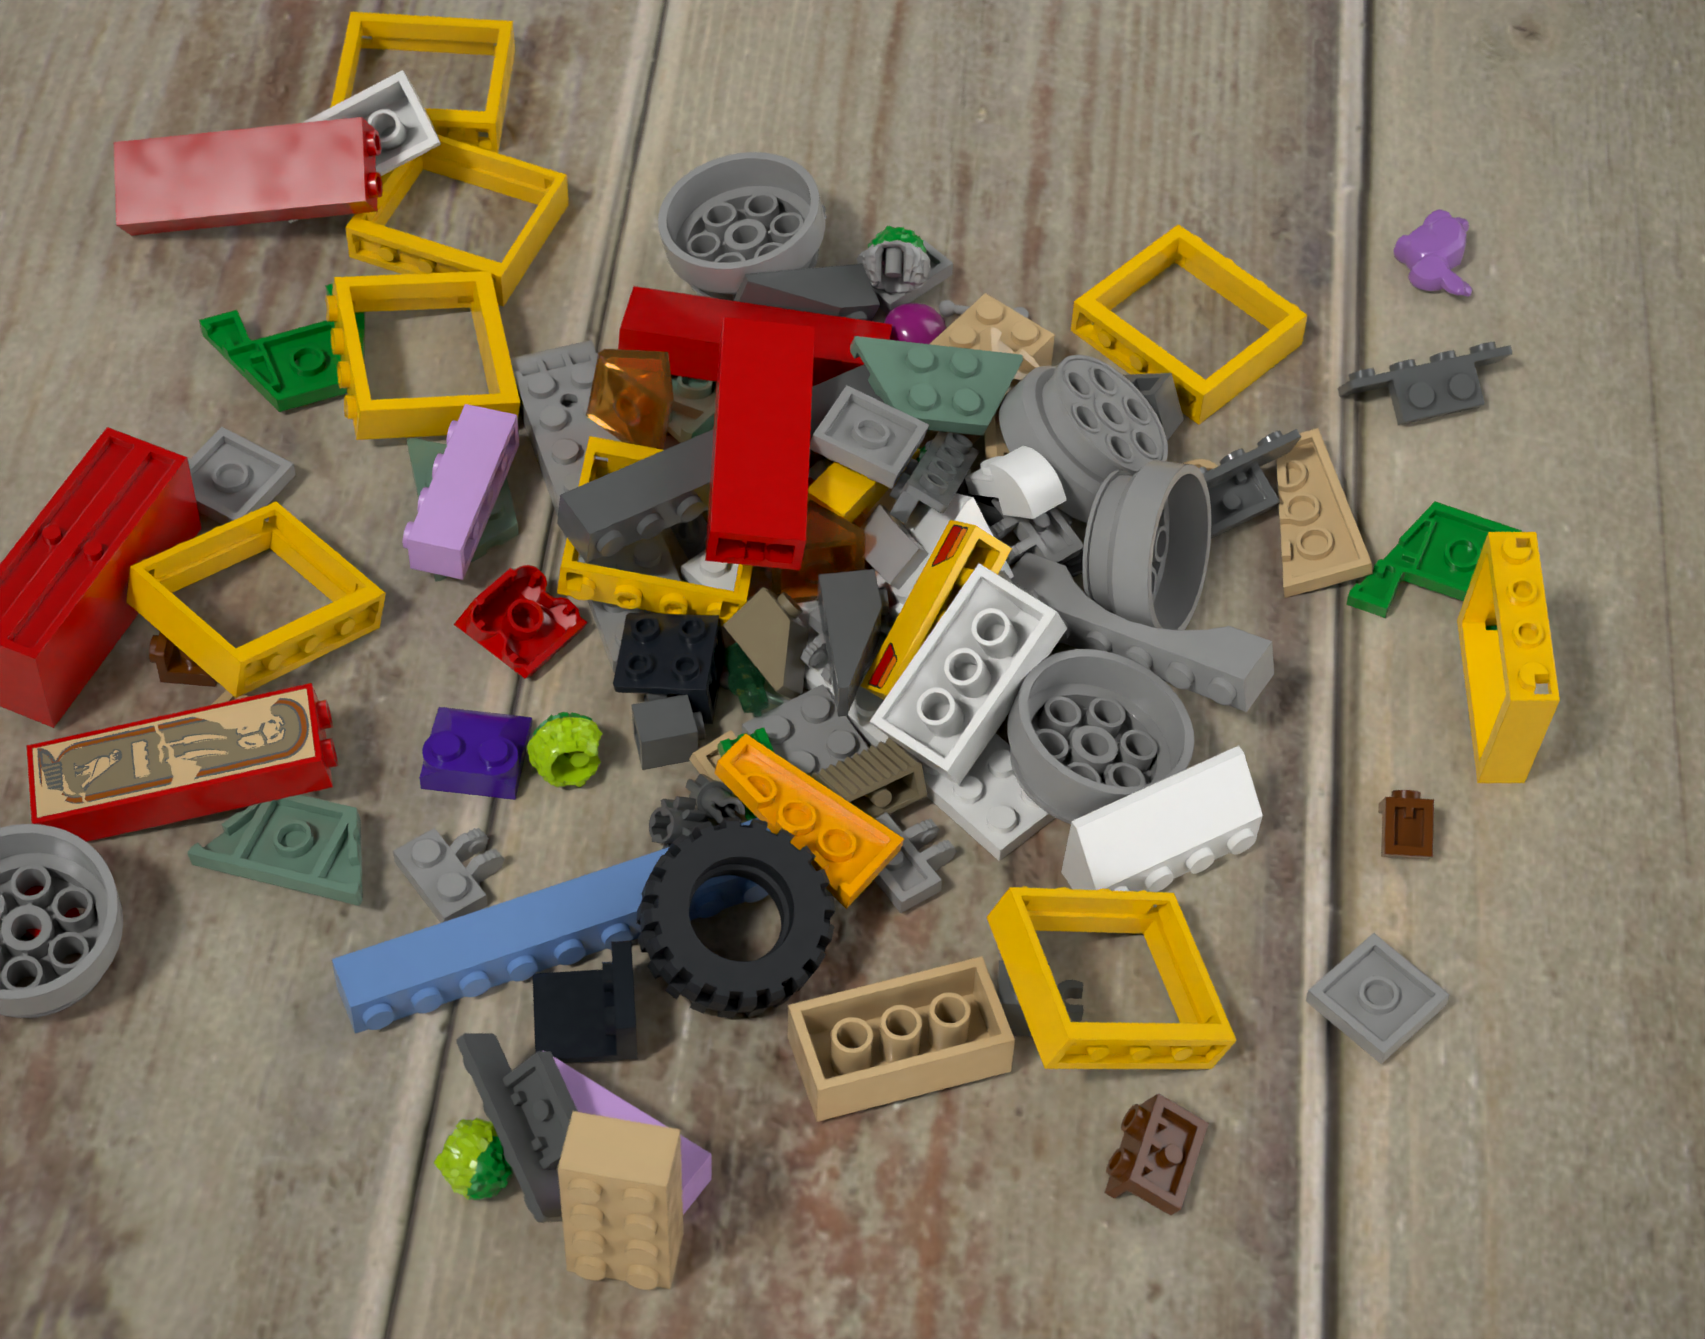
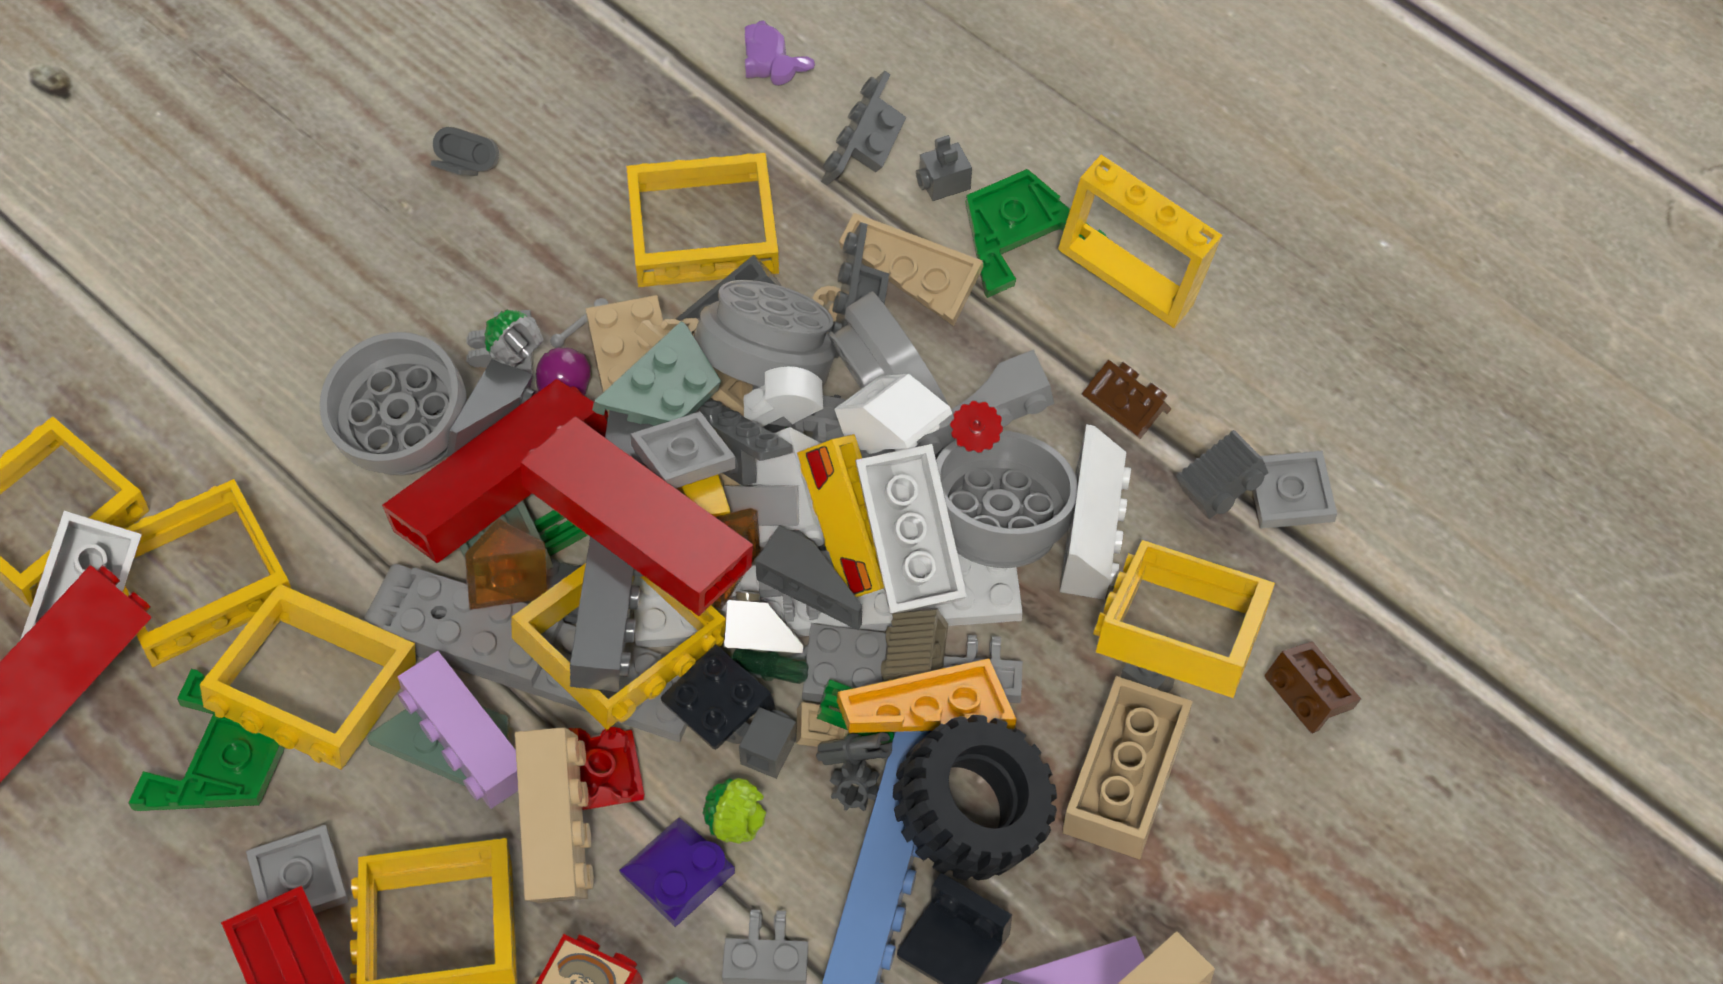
camera: 50 degrees left, 5 degrees up
(422, 600) = (552, 815): none -> tan brick
(1065, 563) = (891, 413): none -> white slope
(1075, 109) = (464, 151): none -> dark grey bracket
(1142, 656) = (976, 426): none -> red piece
(1323, 917) = (1222, 475): none -> dark grey brick
(1341, 786) = (1125, 398): none -> reddish brown bracket
(1407, 825) = (1184, 384): reddish brown bracket -> none
(1450, 469) = (944, 170): none -> dark grey brick

